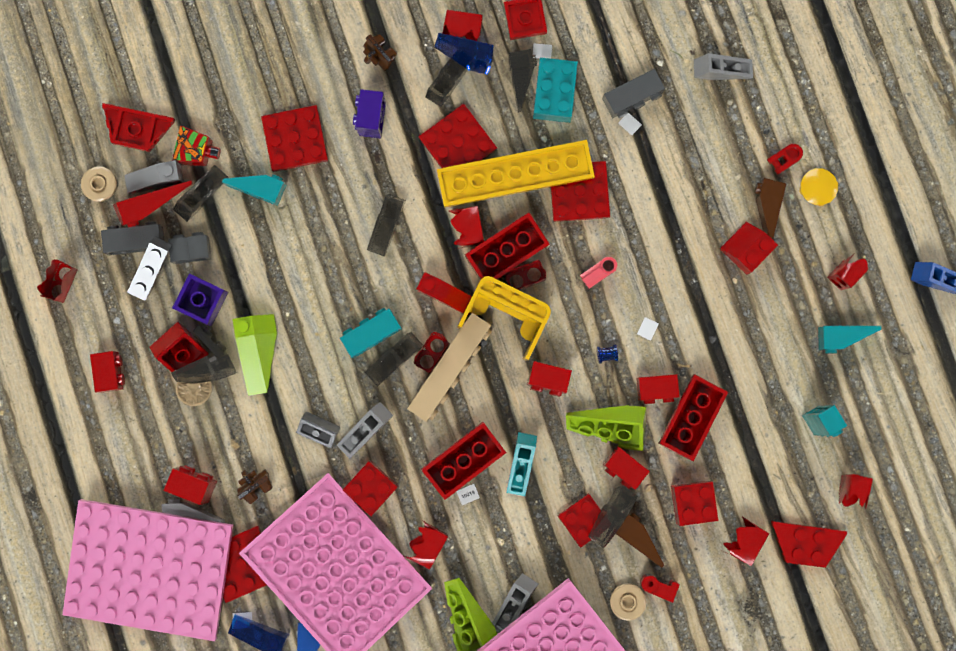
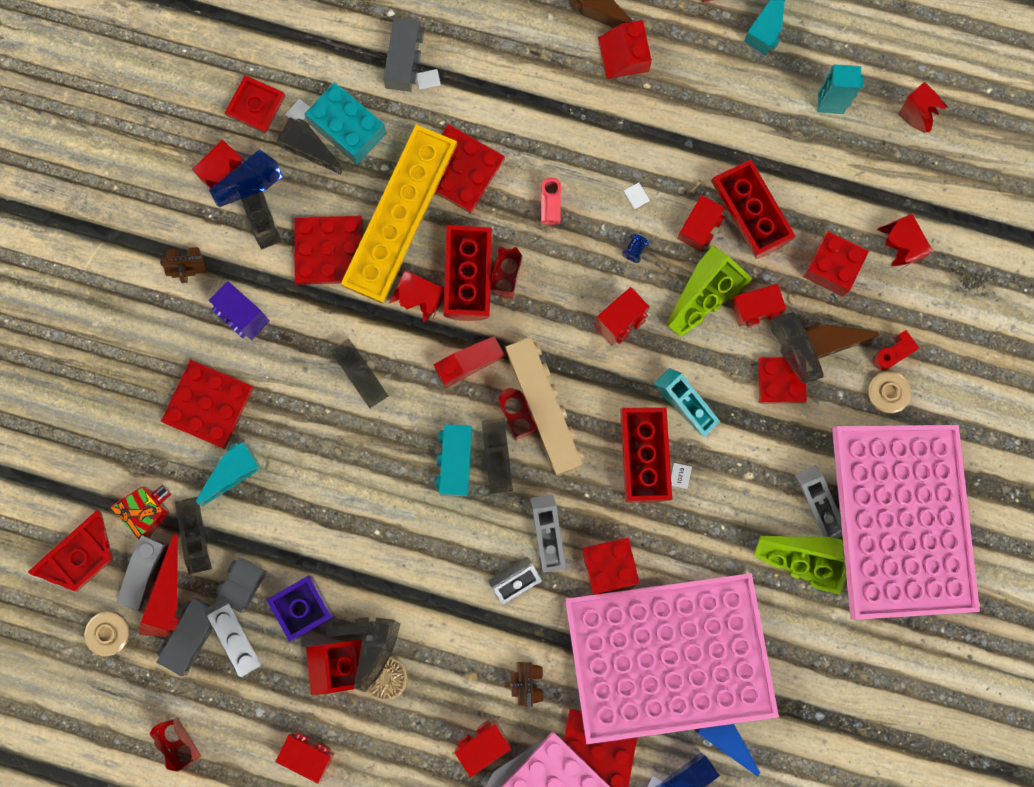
camera: 55 degrees left, 5 degrees down
(255, 346) = (387, 584): lime wedge -> none
(427, 545) = (706, 549): red piece -> none
(513, 302) = (524, 299): yellow windscreen -> none
(807, 543) = (943, 187): red wing -> none

